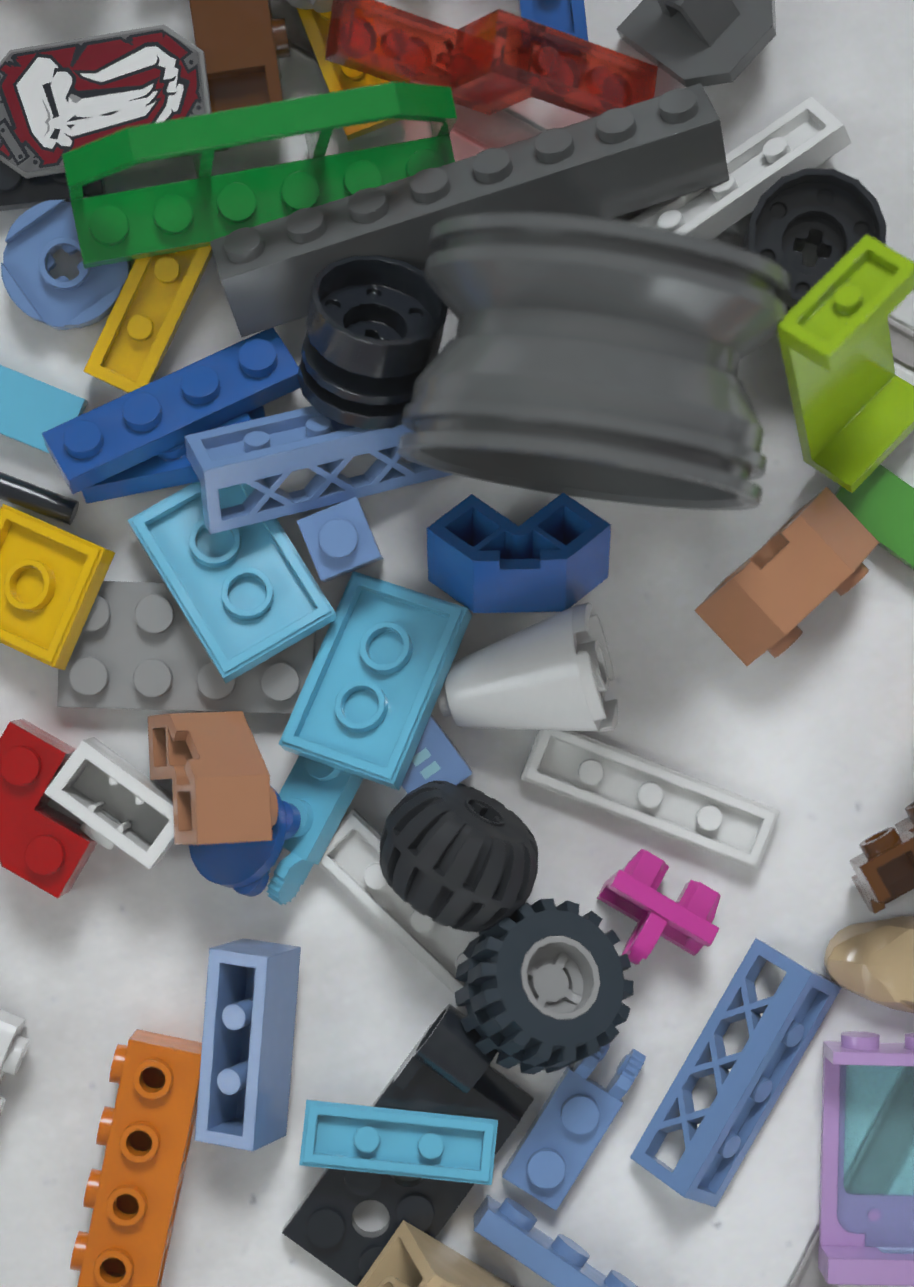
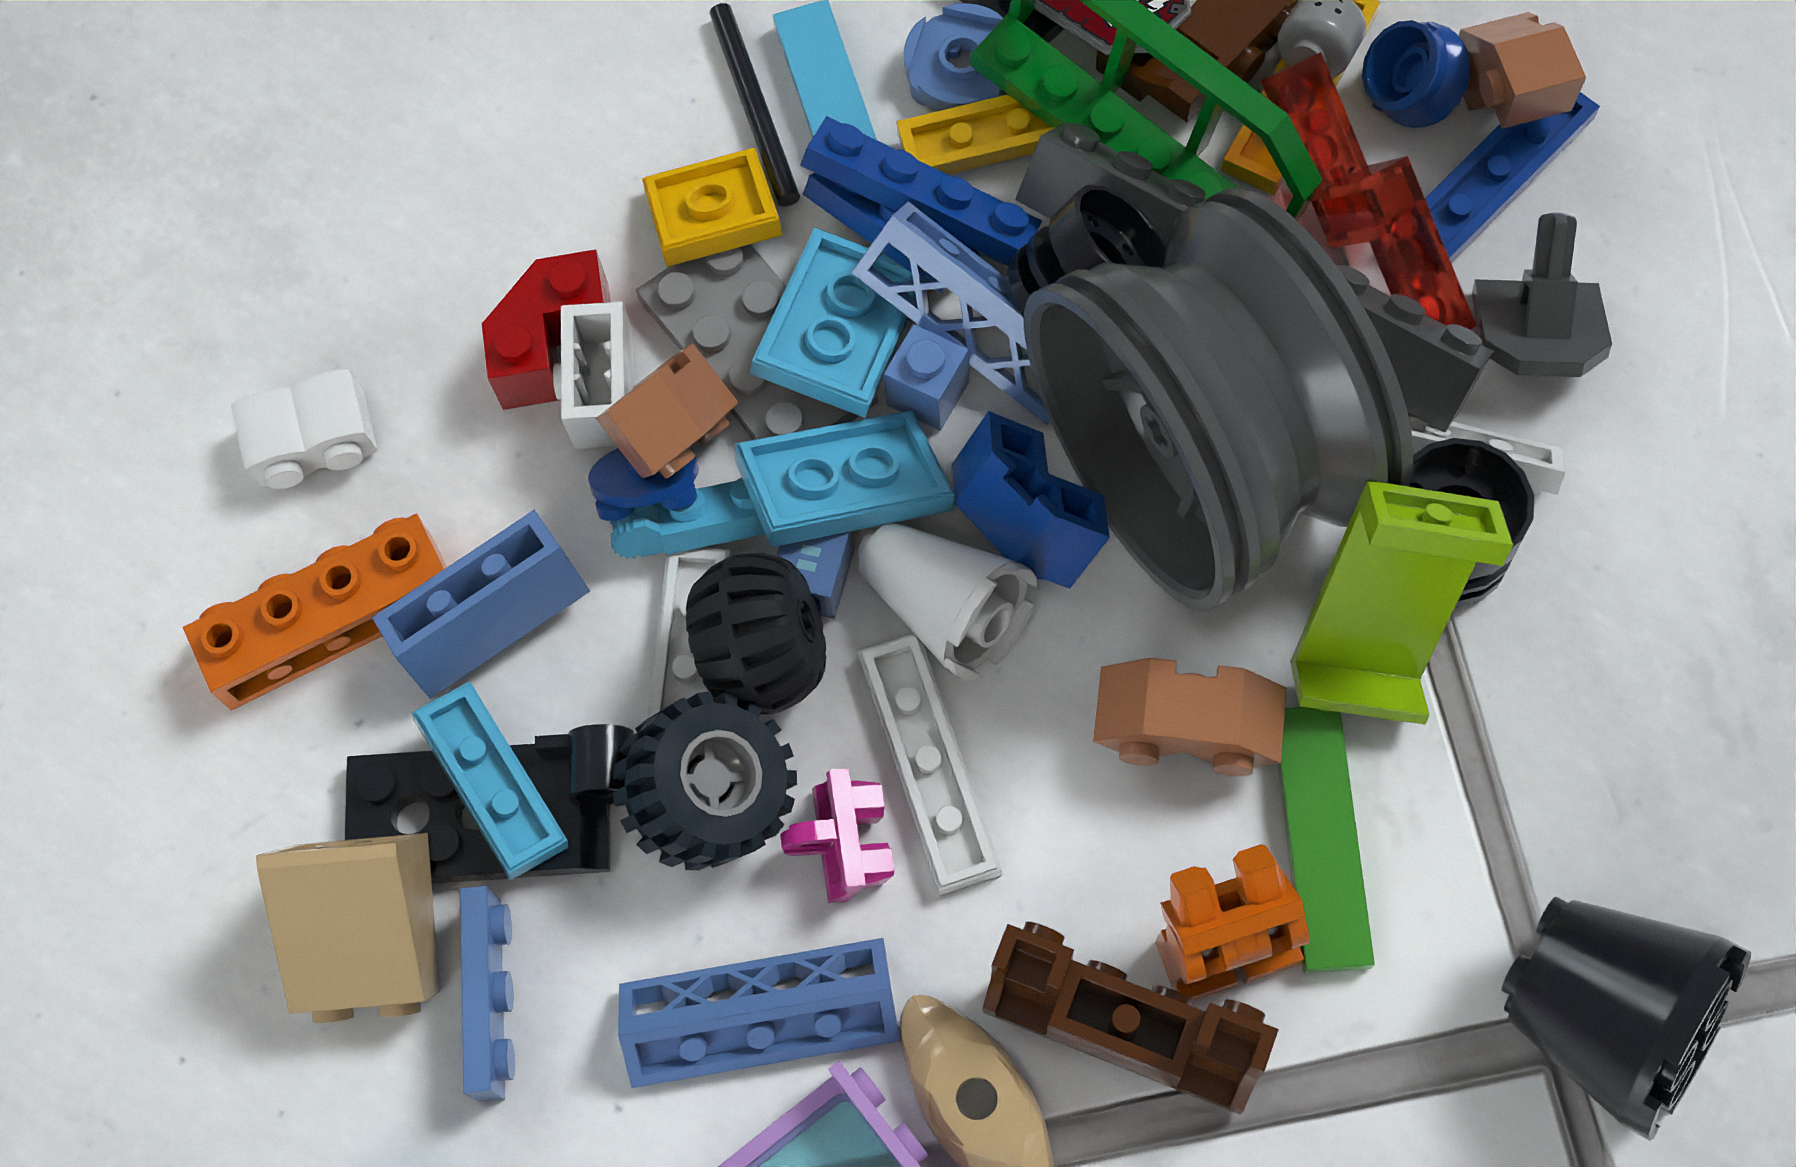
camera: 55 degrees right, 20 degrees down
(569, 1128) = (611, 913): medium blue hinge -> none

